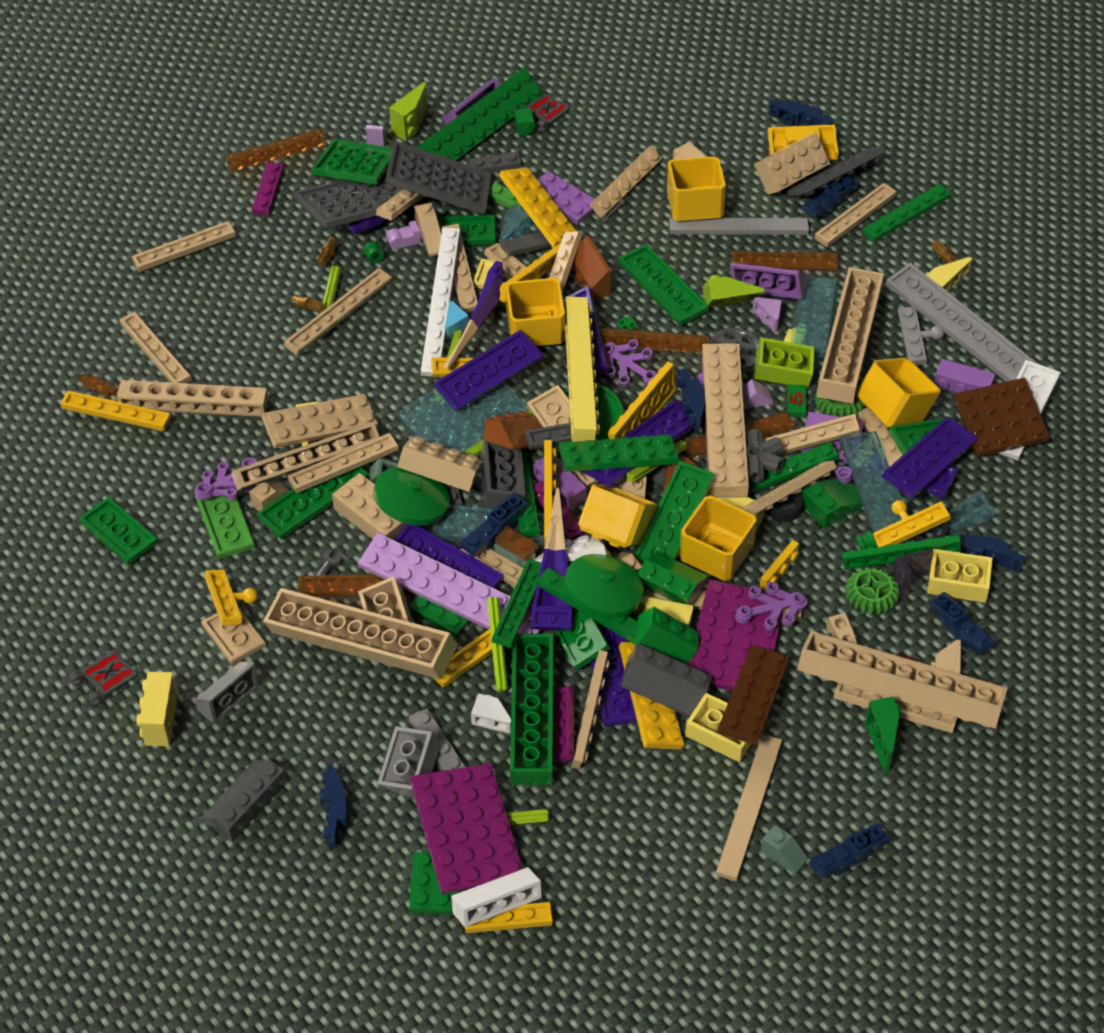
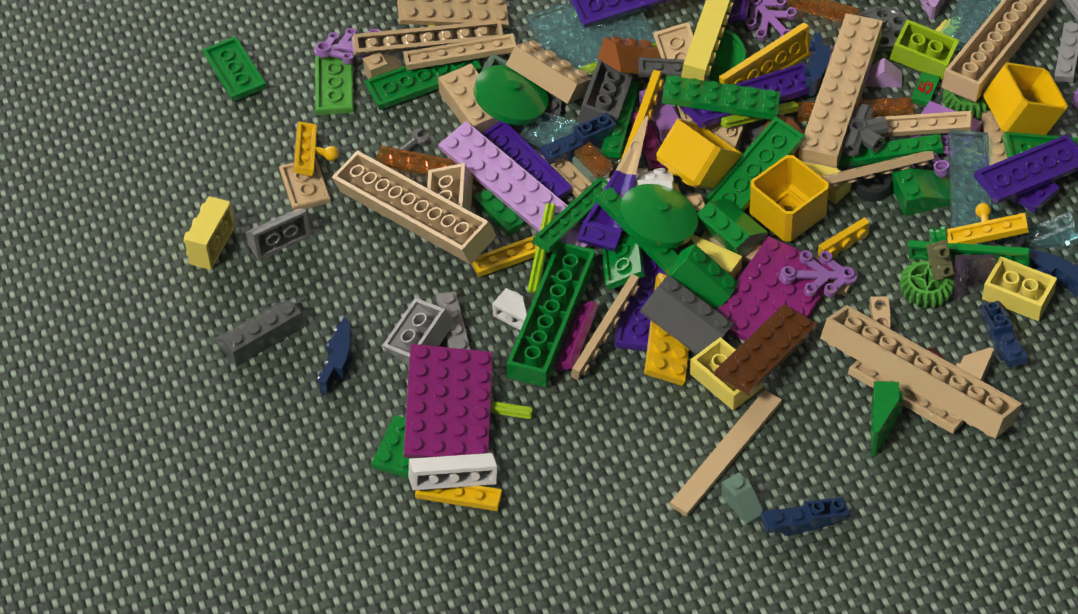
camera: 20 degrees right, 0 degrees up
(105, 675) = (176, 194): dark grey flag -> none
(882, 566) = (940, 260): none -> olive hips

